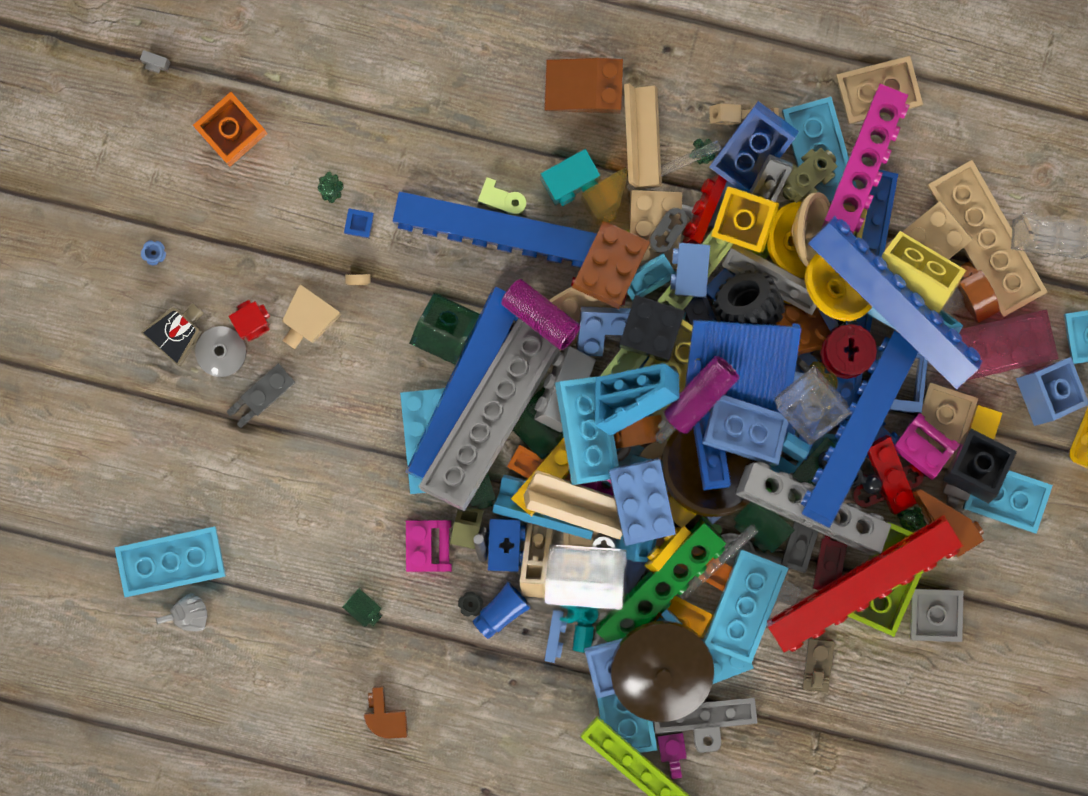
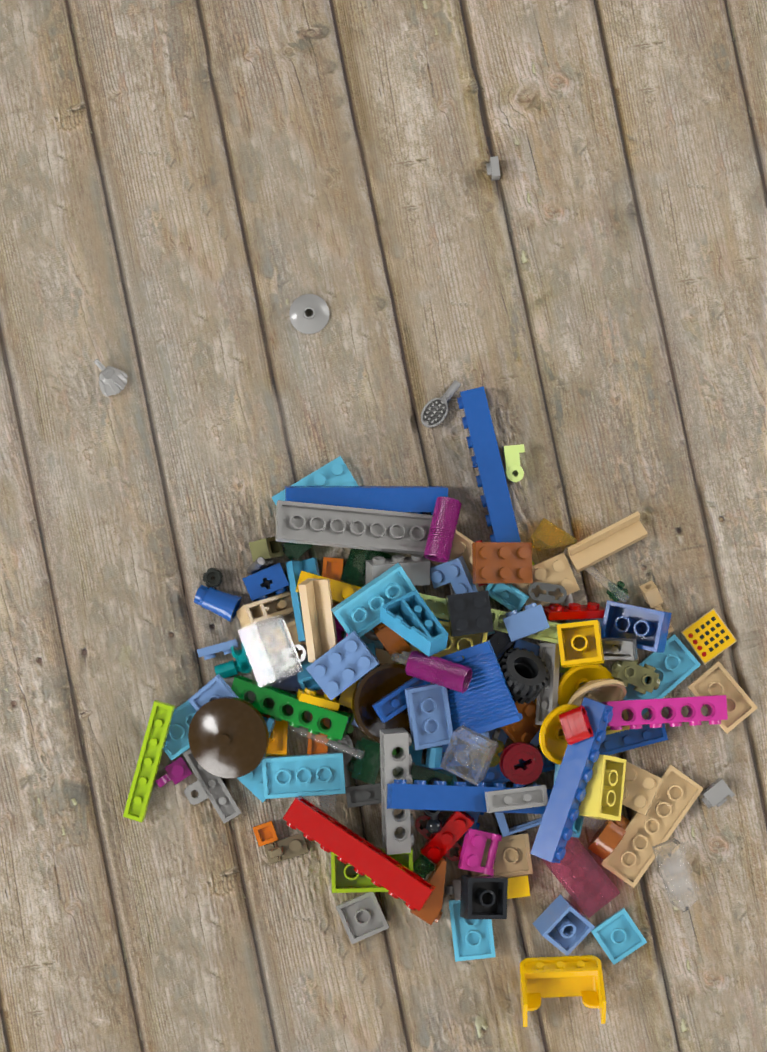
camera: 70 degrees right, 0 degrees up
(148, 248) = (357, 227): medium blue plate -> none
(170, 561) = (142, 349): medium azure plate -> none
(175, 333) = (307, 275): torso -> none
(230, 129) = (470, 245): orange brick -> none
(250, 320) = (341, 324): red brick -> none
(263, 394) = (293, 358): dark grey hinge -> none
(307, 317) = (362, 364): tan torso -> none
(330, 187) = (463, 336): clear green plant -> none
(357, 279) = (407, 387): tan tile -> none
(359, 223) = (447, 368): blue plate -> none
(363, 608) = (174, 502): clear green brick -> none
(382, 722) = (98, 554): dark orange brick -> none
(399, 257) = (437, 408): none -> light grey piece
(420, 546) = (238, 521): dark pink plate -> none
(444, 328) = (400, 465): clear green slope -> none
(570, 178) = (551, 504): teal brick -> none
(584, 85) = (623, 482): dark orange slope -> none
(790, 681) = (265, 833): none -> orange plate
(803, 72) = (708, 636): none -> yellow tile
(829, 562) = (363, 821): dark red hinge -> none
(836, 267) = (575, 725): none -> piece
(887, 375) = (516, 798): none -> light grey plate
(985, 148) = (716, 793): none -> light grey brick

